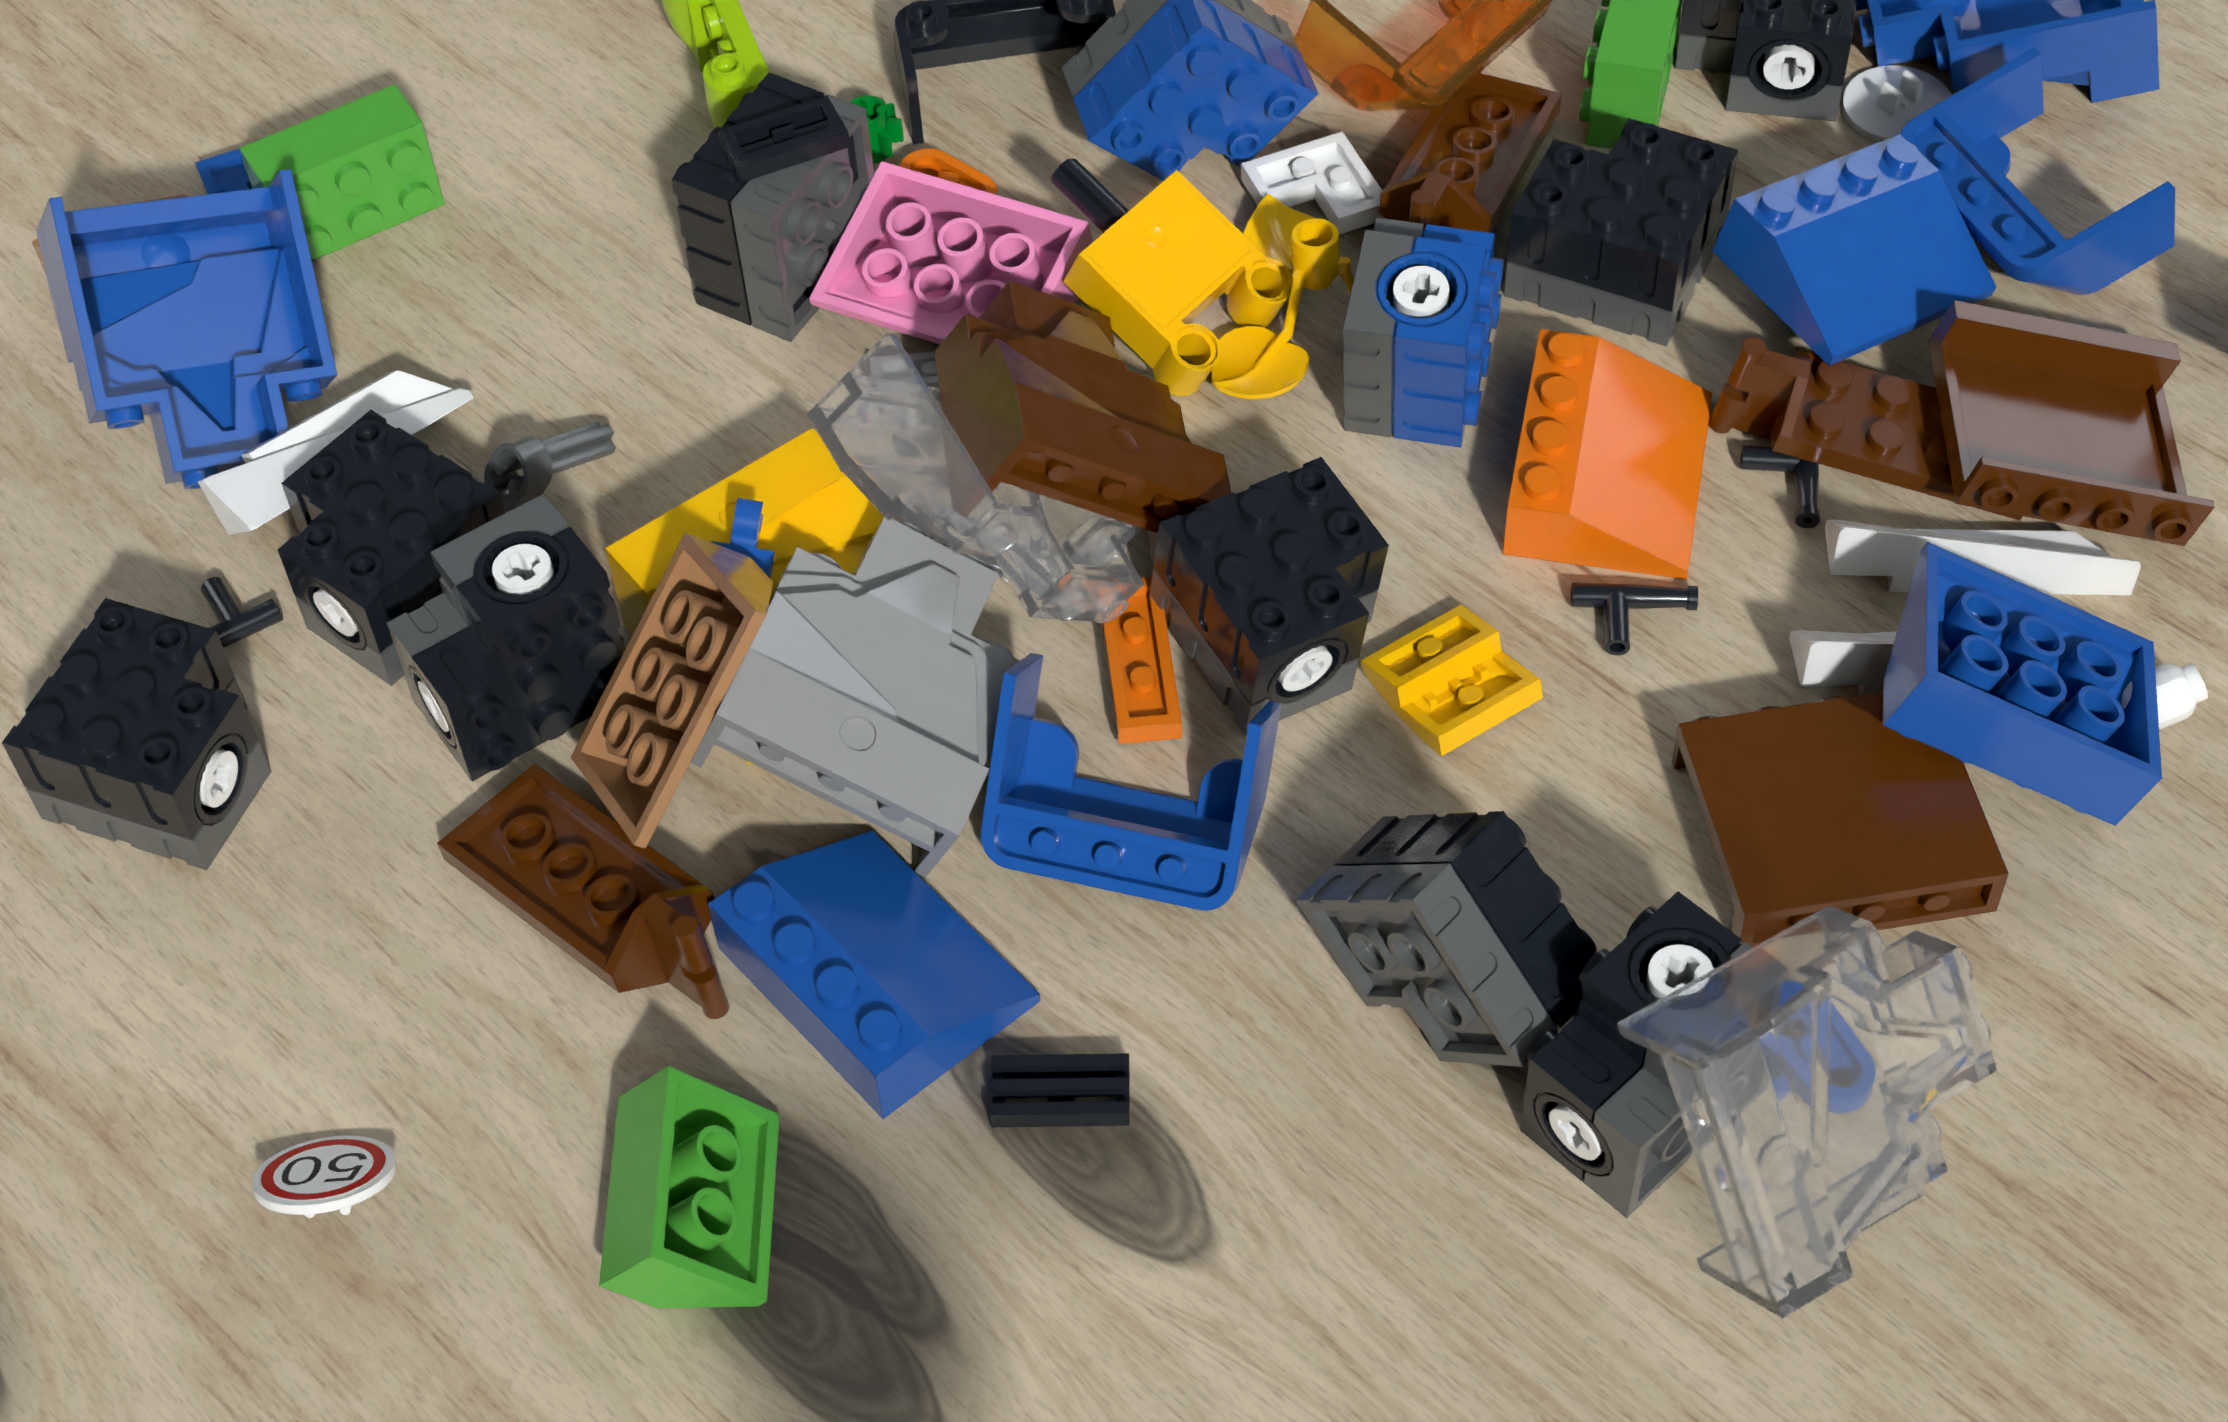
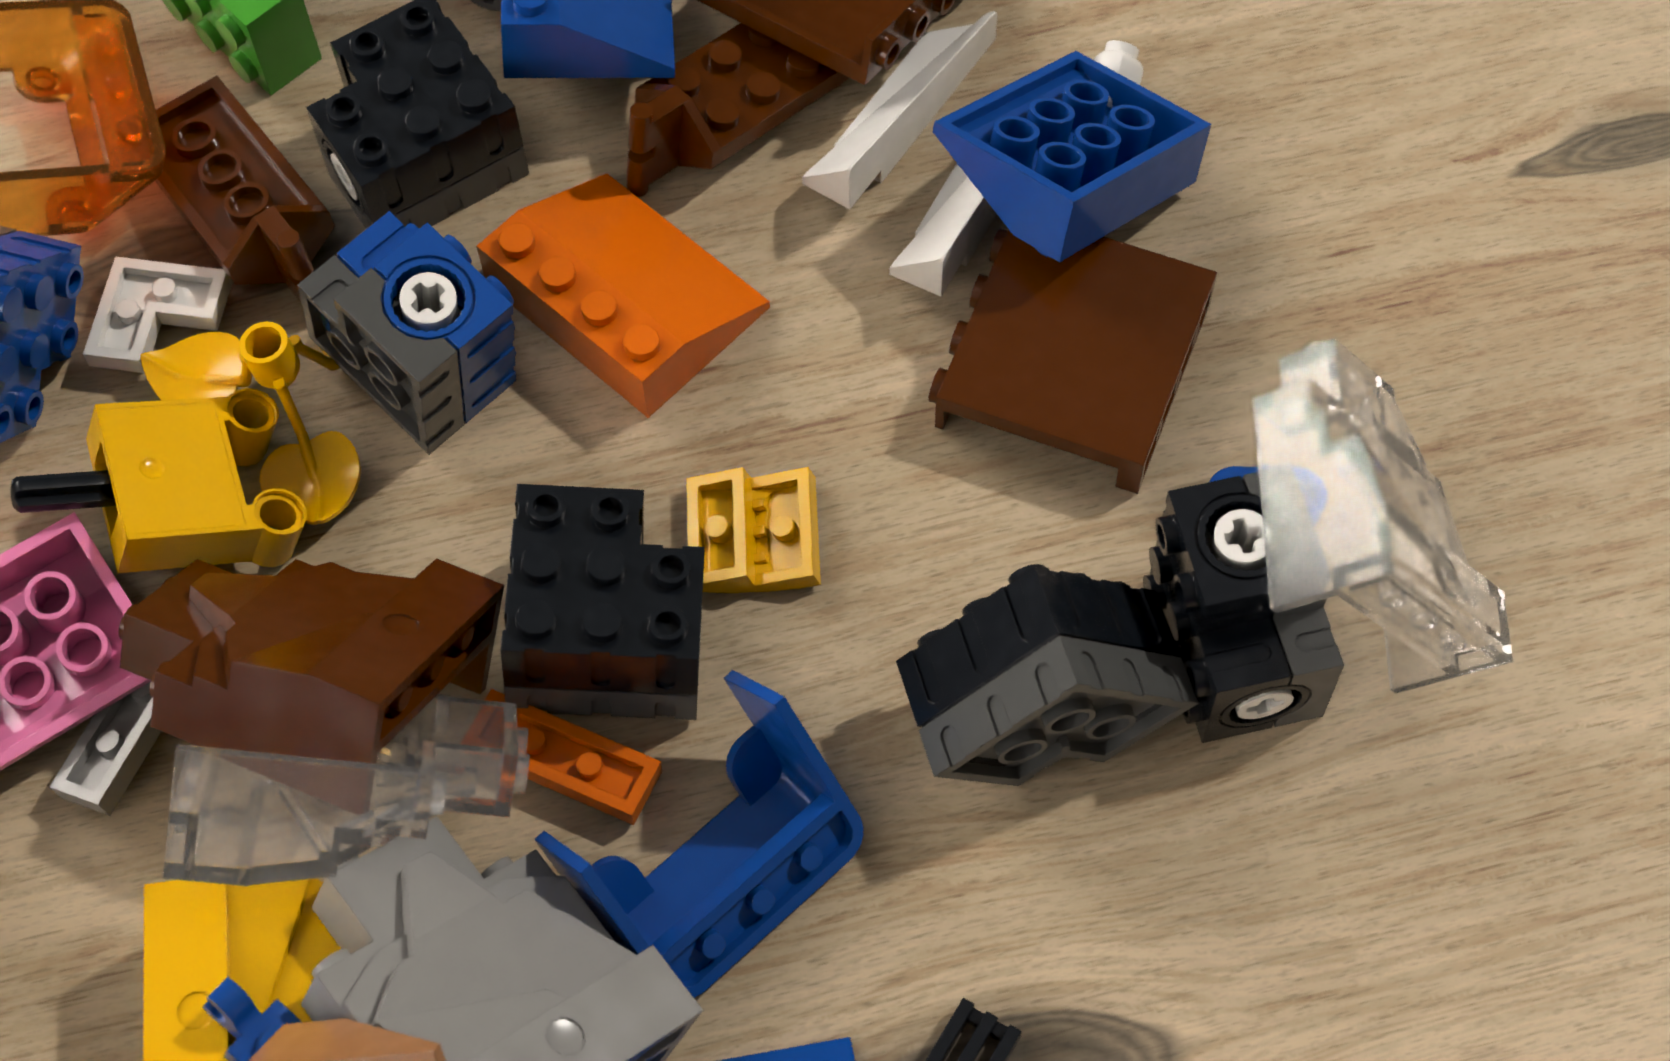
camera: 60 degrees left, 10 degrees up
(1619, 598) = (761, 366): black piece -> none
(1805, 476) = (739, 166): black piece -> none

